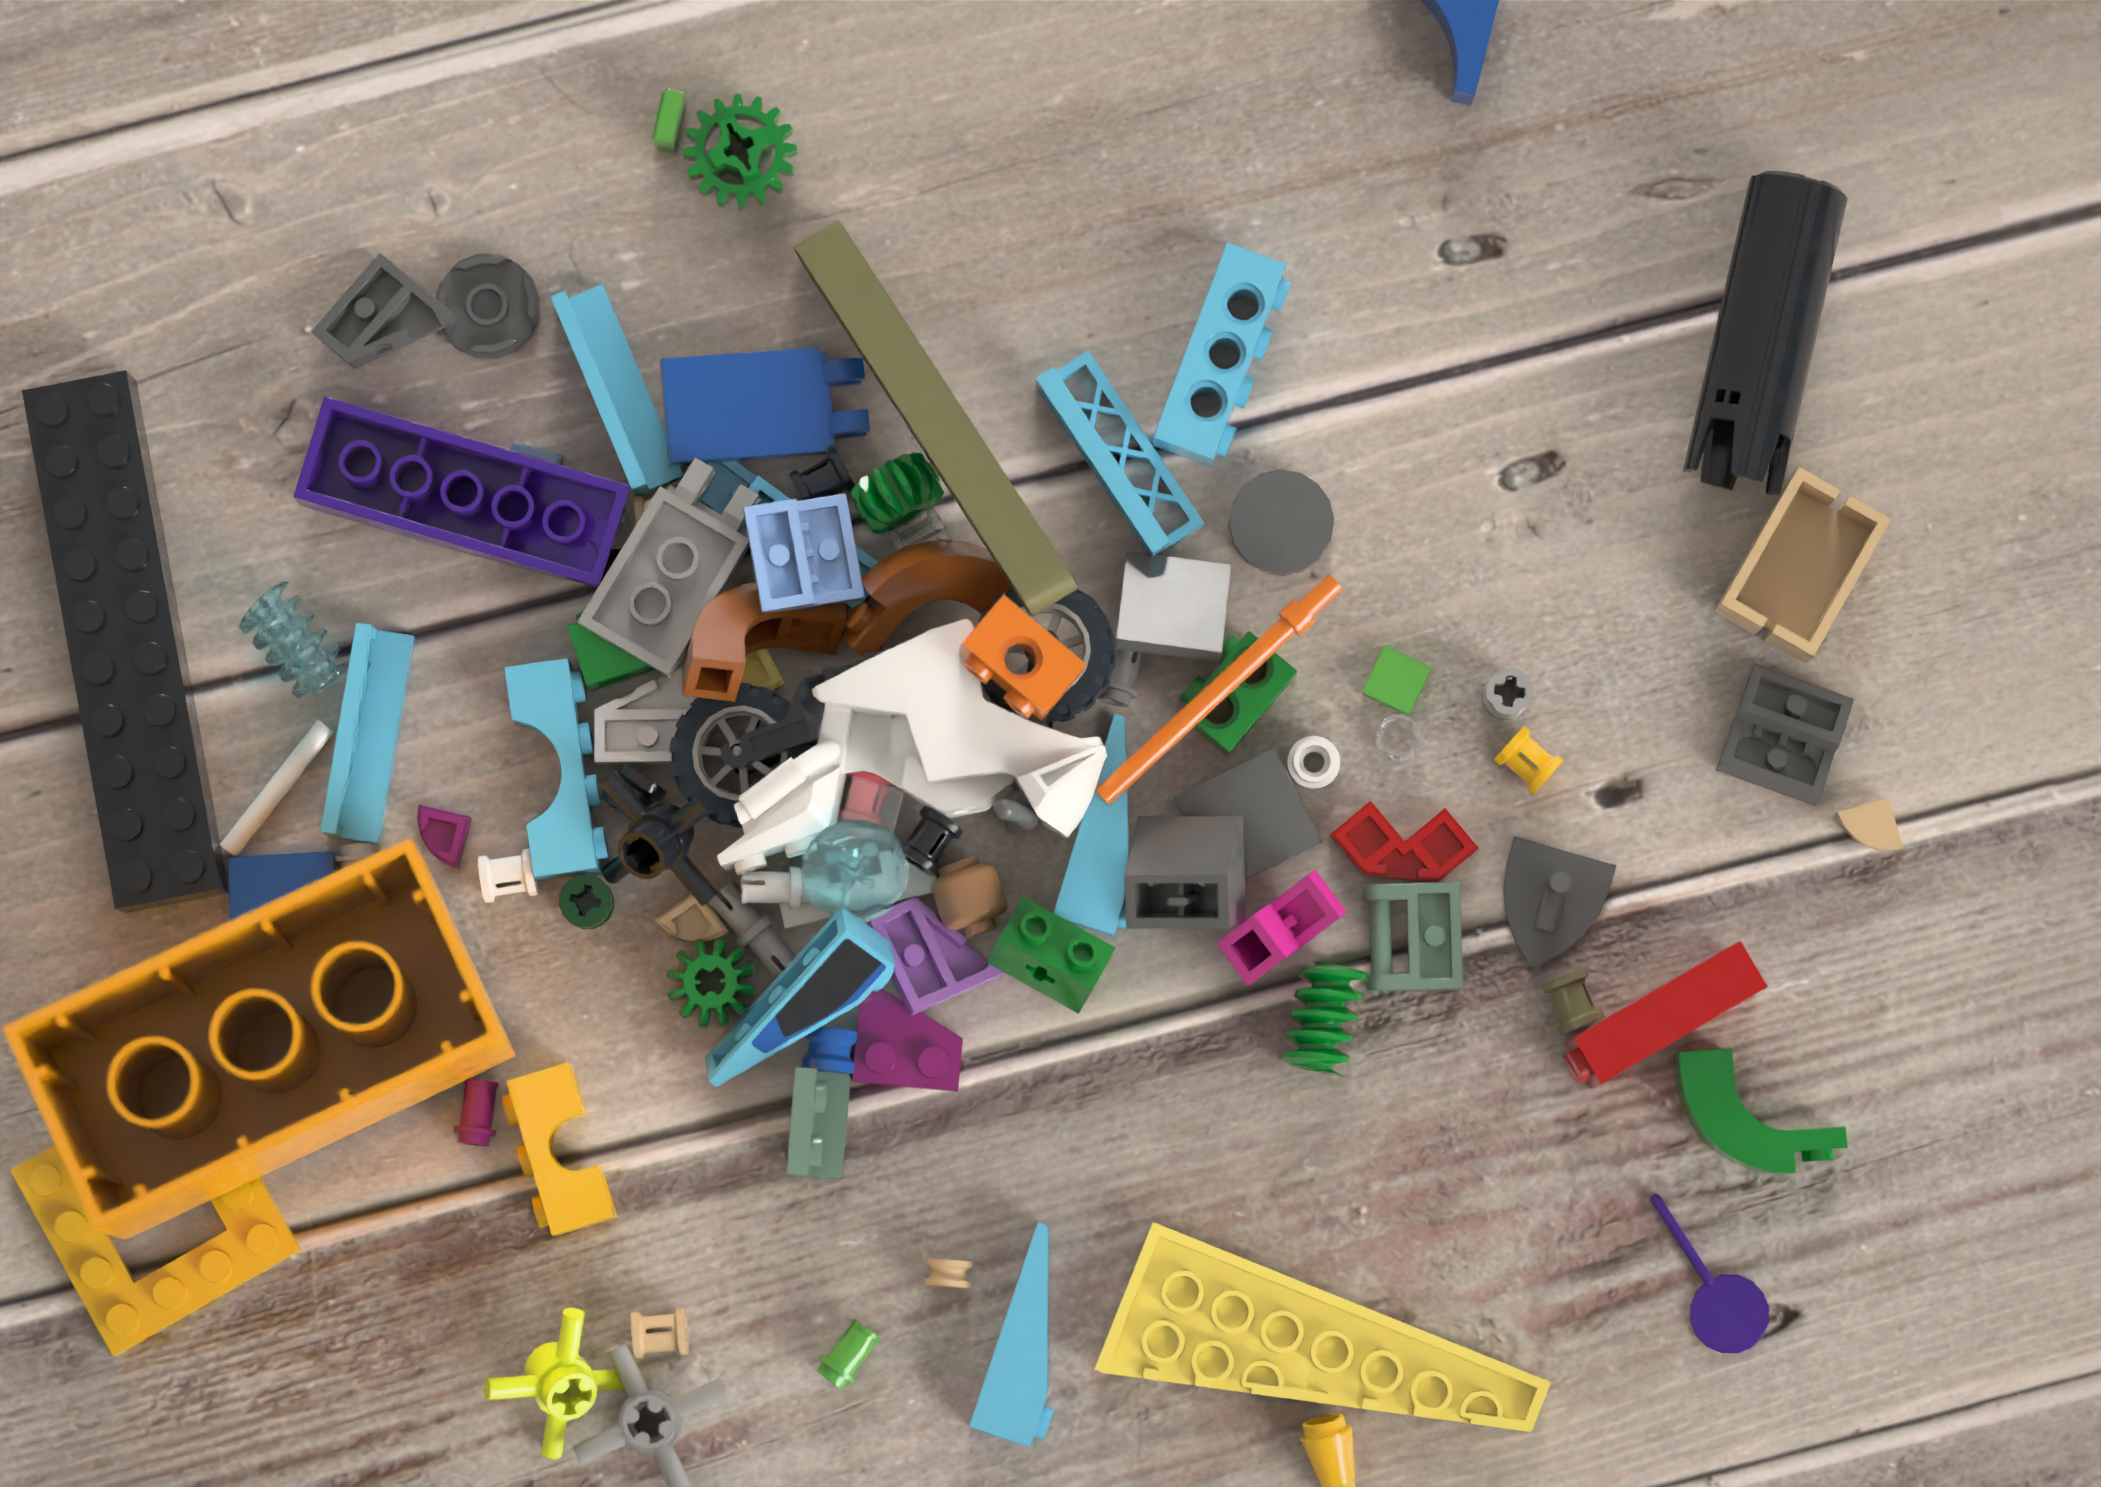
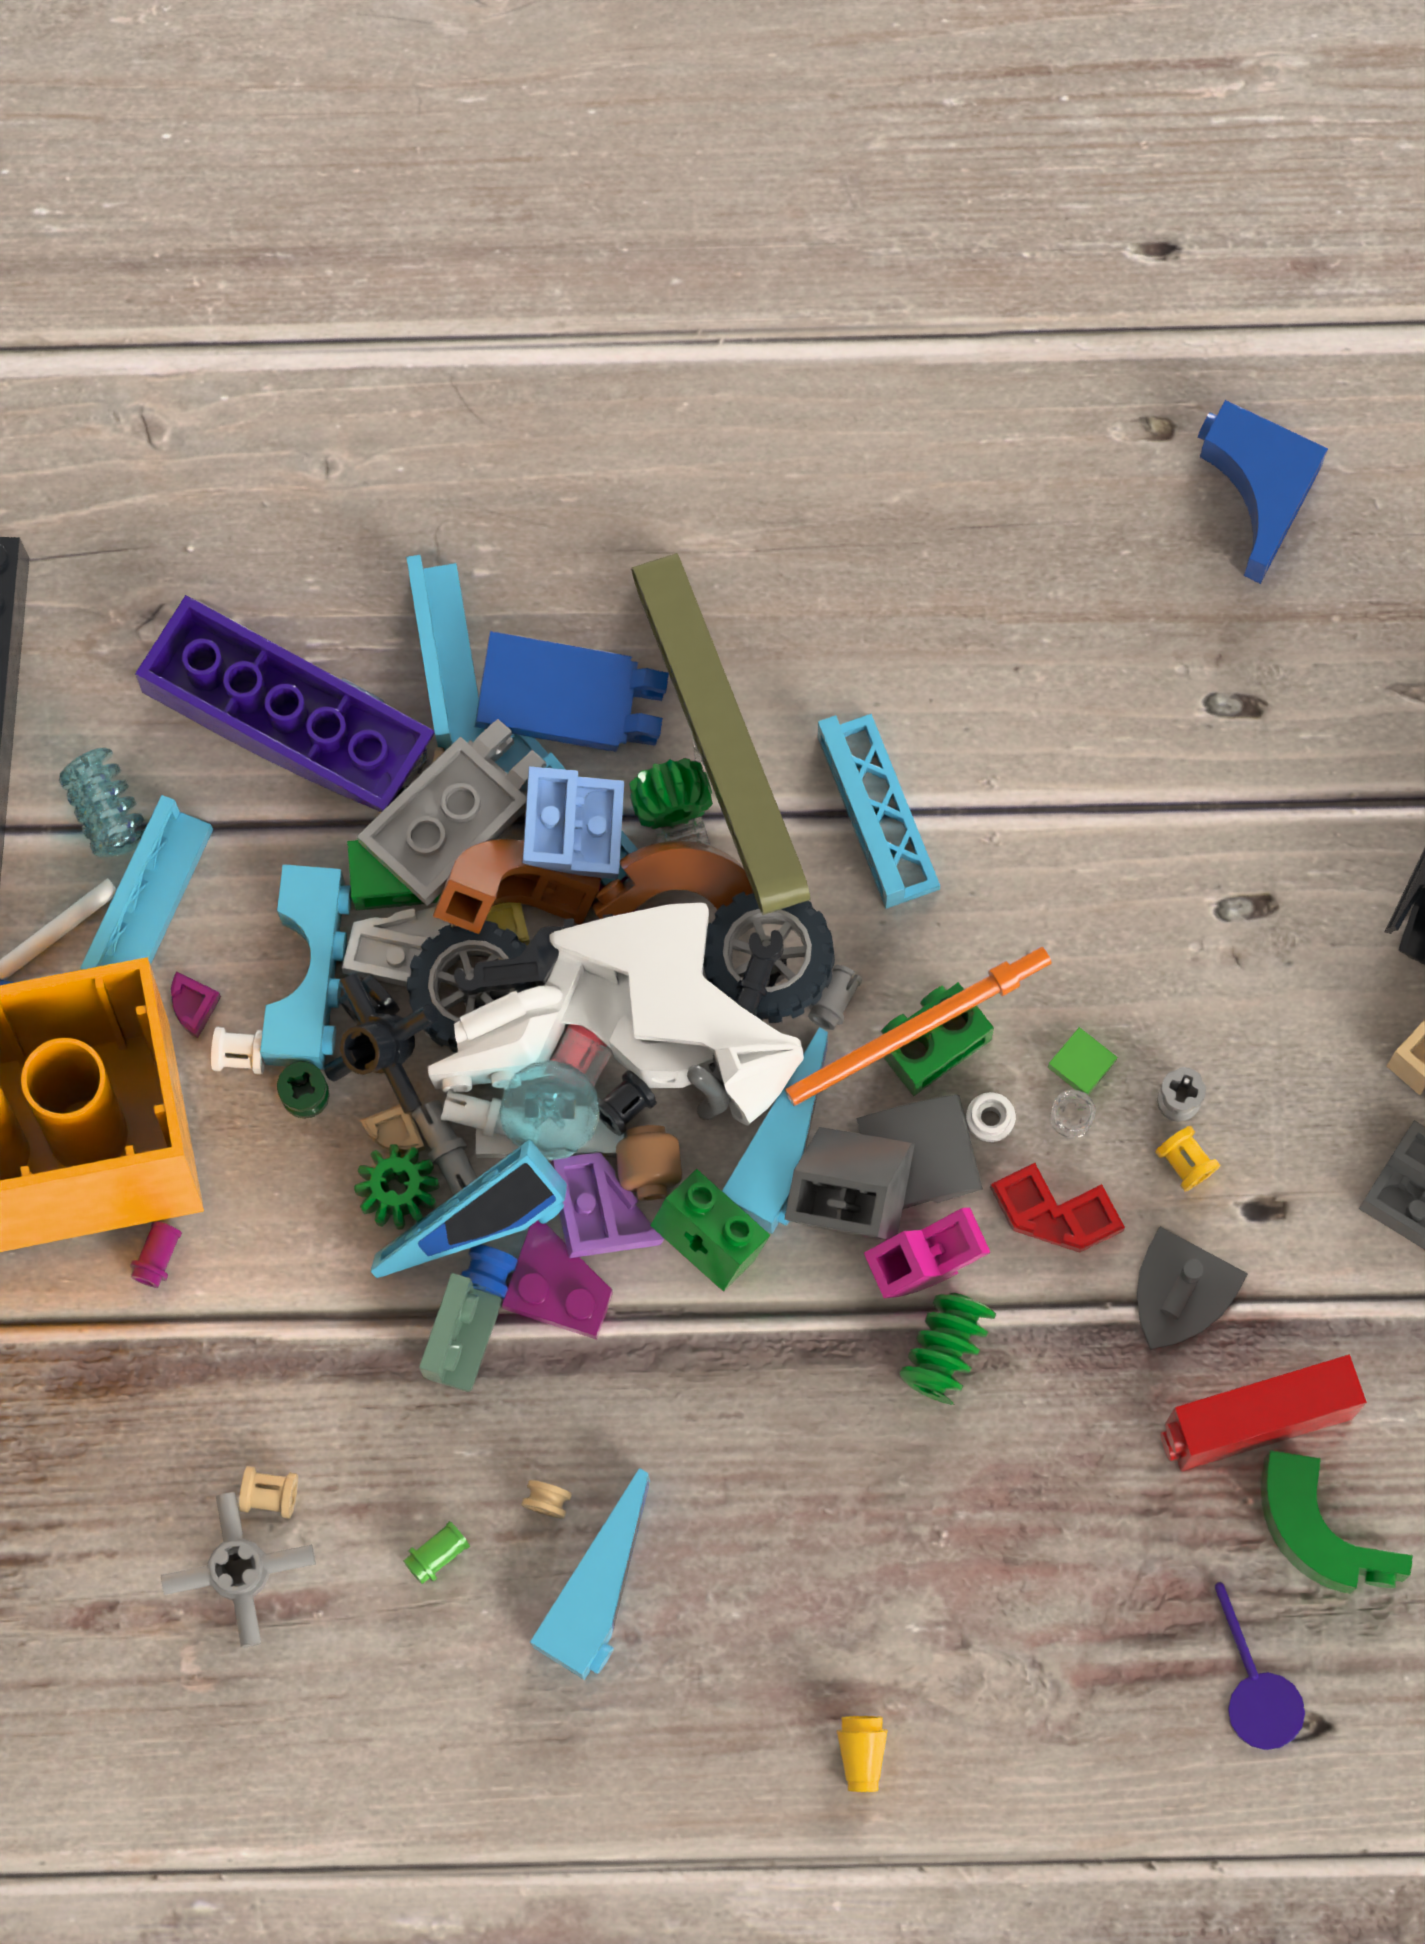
camera: 15 degrees right, 10 degrees down
(380, 315) = (255, 546): dark grey wing -> none
(493, 305) = (351, 562): dark grey tile -> none
(540, 1107) = (216, 1261): yellow arch -> none
(558, 1382) = (153, 1513): neon yellow bar -> none
(669, 120) = (549, 439): bright green tile -> none
(760, 144) = (584, 482): green gear -> none
(823, 479) = (612, 767): black bush -> none
(1008, 629) = (737, 916): orange brick -> none
(1173, 606) = (894, 948): tile -> none
(1237, 275) = (1021, 678): medium azure brick -> none
(1249, 1329) = (812, 1616): light yellow wing -> none
(1281, 522) = (1009, 900): dark grey tile -> none
(1432, 936) = (1063, 1298): sand green plate -> none
(1573, 1001) = (1179, 1381): olive bush -> none

